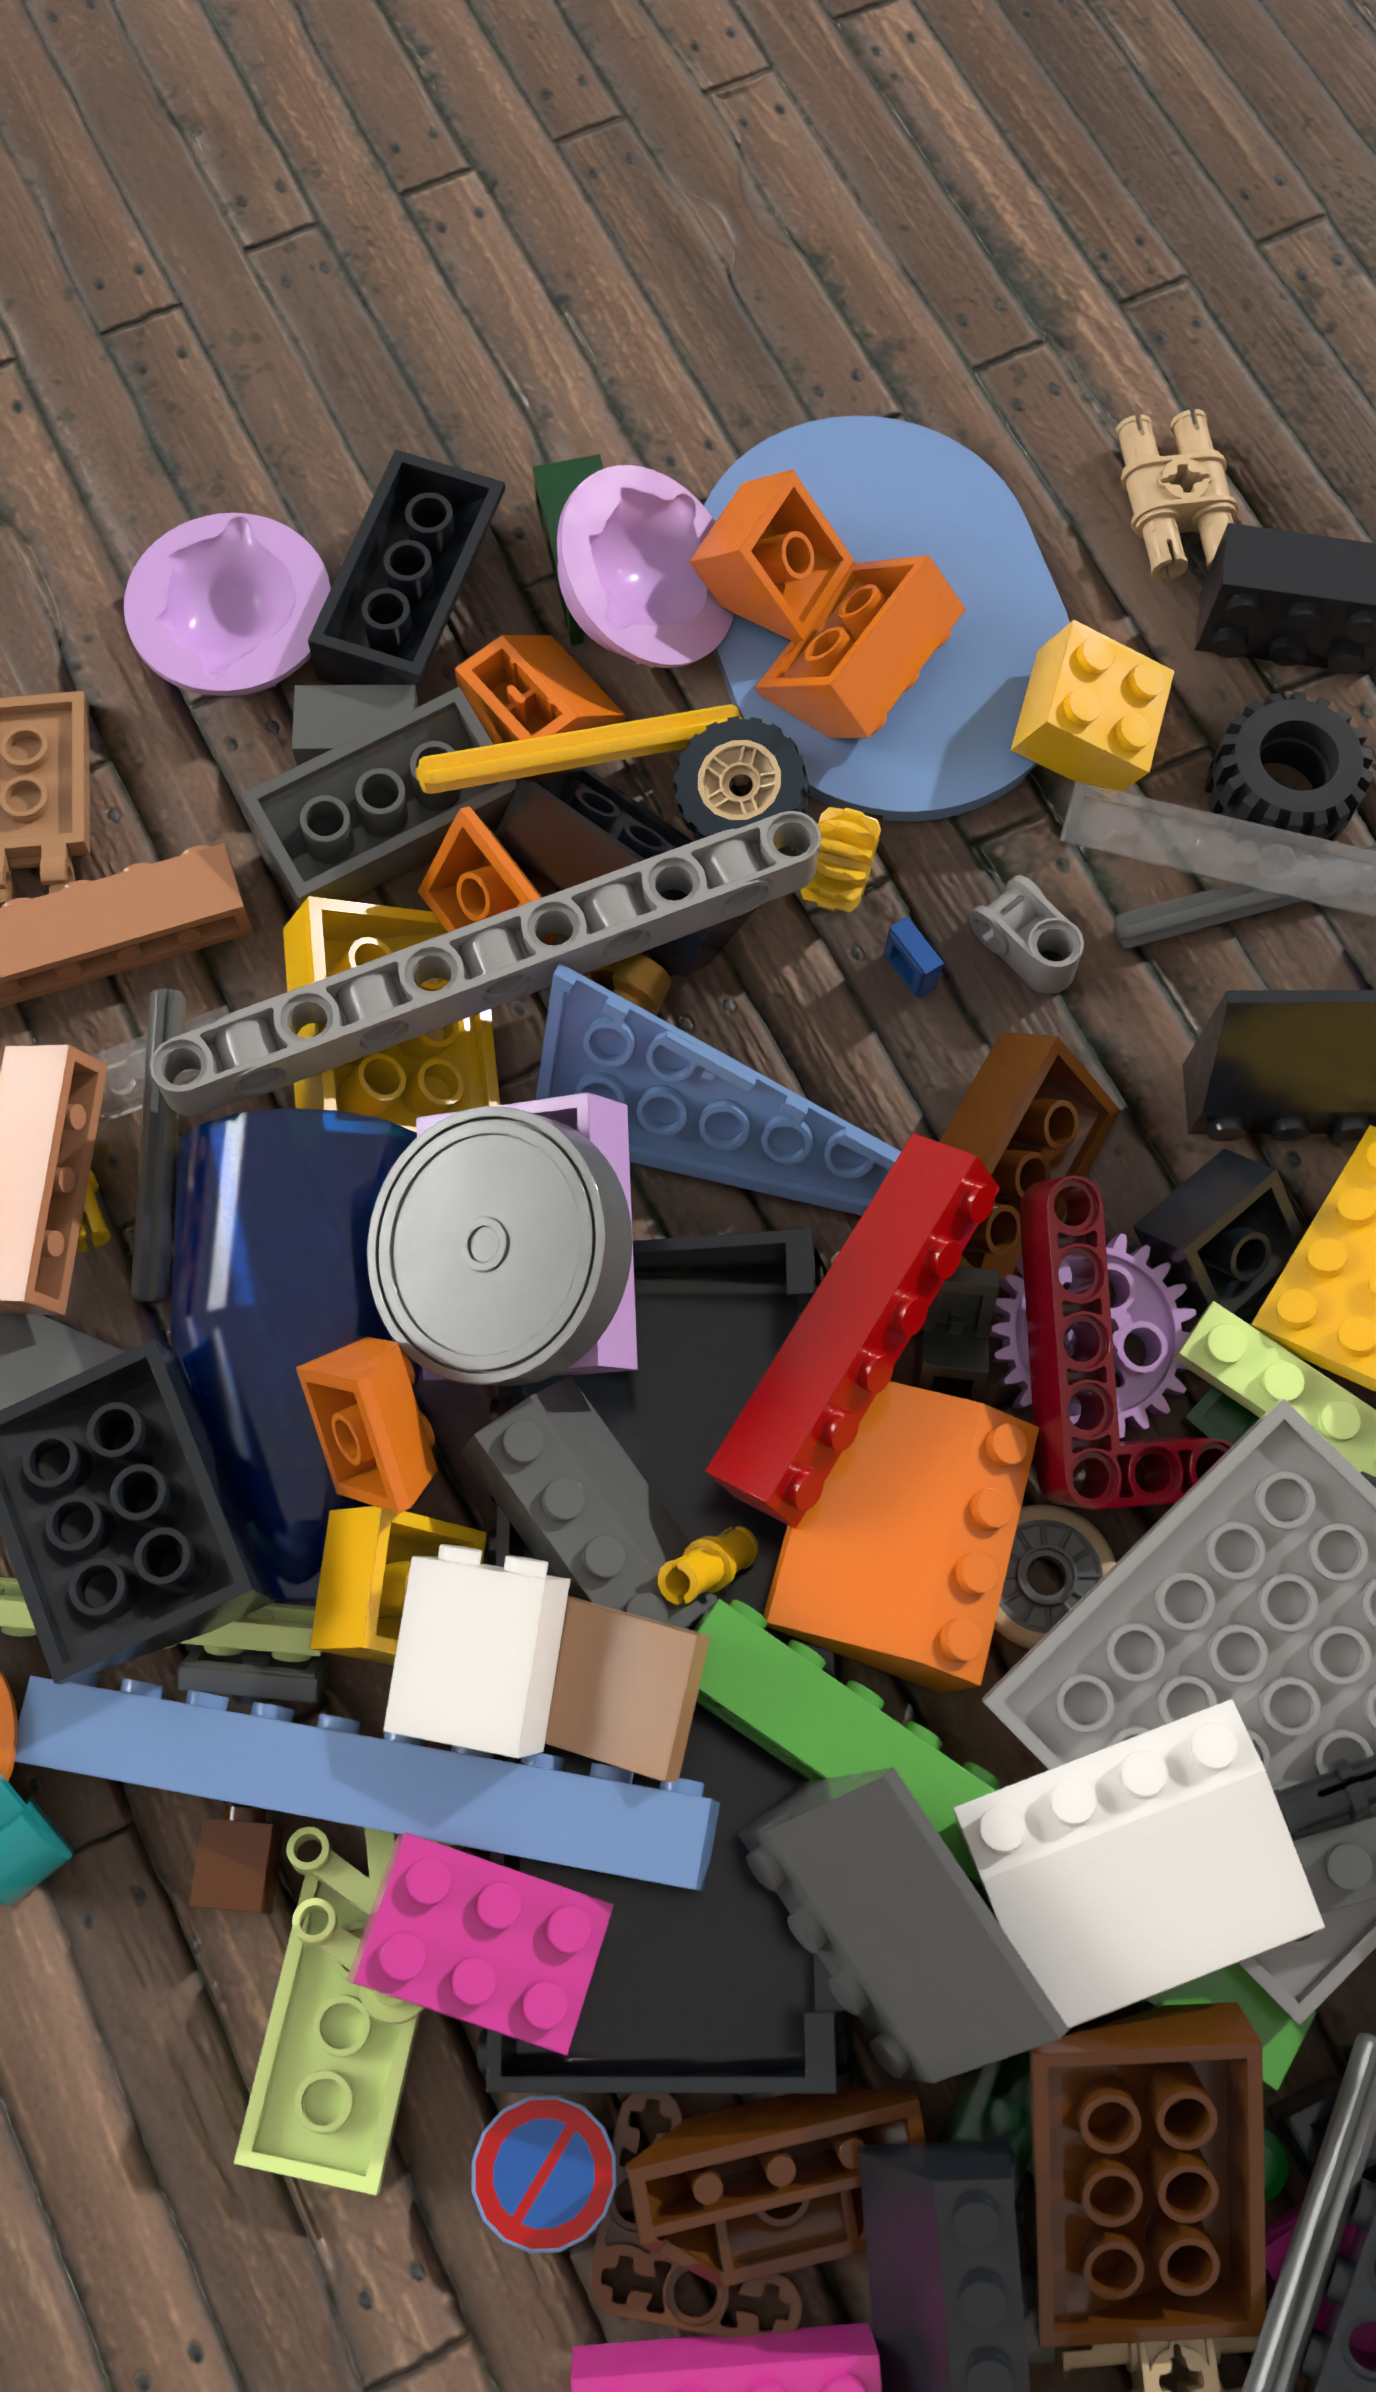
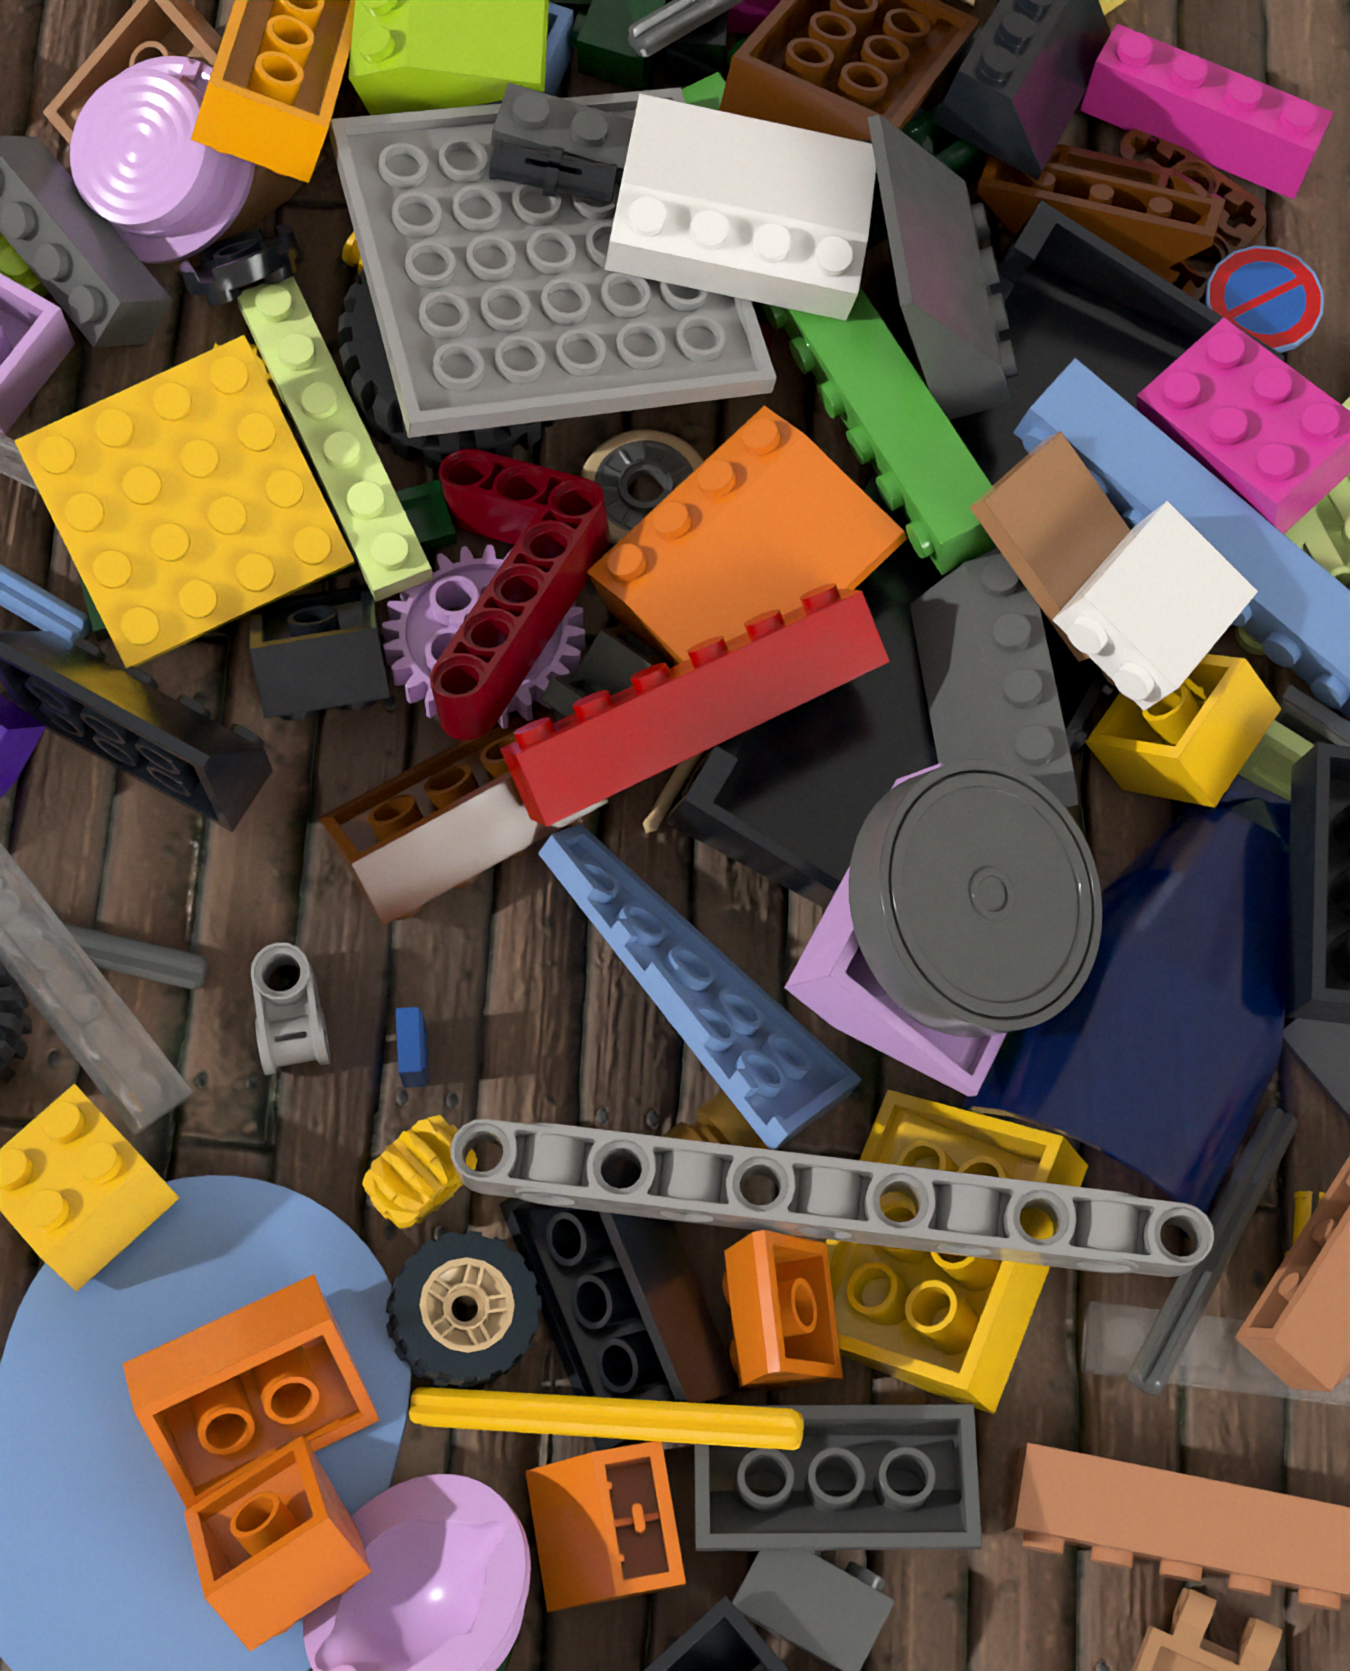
camera: 150 degrees left, 0 degrees up
(370, 1423) = (1151, 834): orange slope -> none
(708, 1565) = (923, 604): yellow pin -> none

